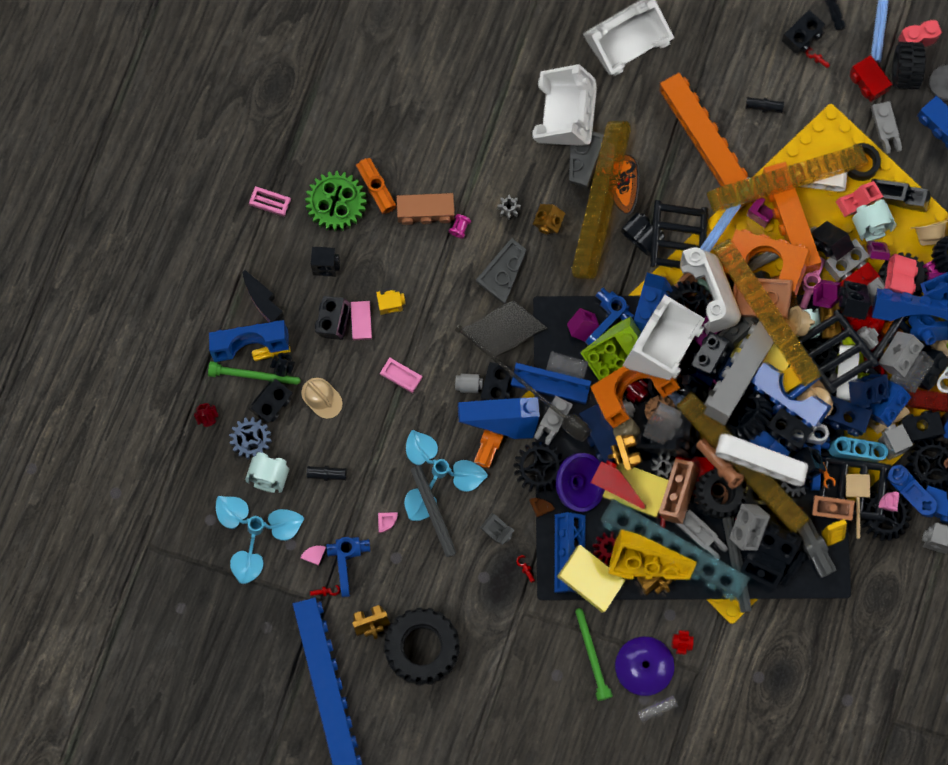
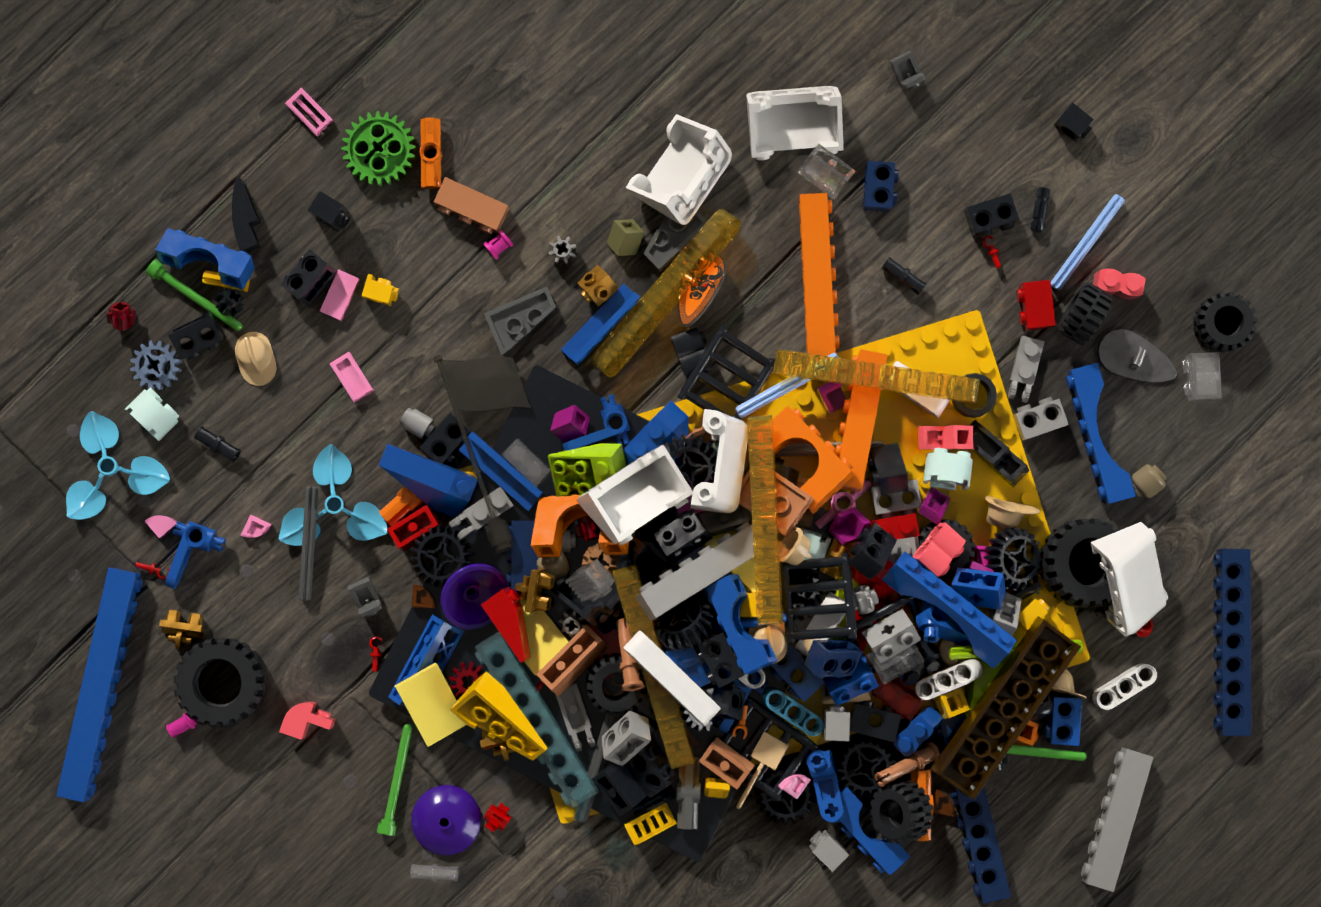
camera: 30 degrees right, 10 degrees up
(407, 696) = (181, 725): none -> dark pink pin
(495, 643) = (300, 716): none -> coral brick
(503, 462) = (412, 526): none -> red brick
(549, 176) = (625, 237): none -> olive panel
(564, 246) = (600, 324): none -> blue fence
(670, 58) = (826, 171): none -> clear brick
(708, 52) = (873, 185): none -> dark blue brick
(790, 598) = (654, 831): none -> yellow slope
(920, 158) = (1041, 423): none -> light grey brick

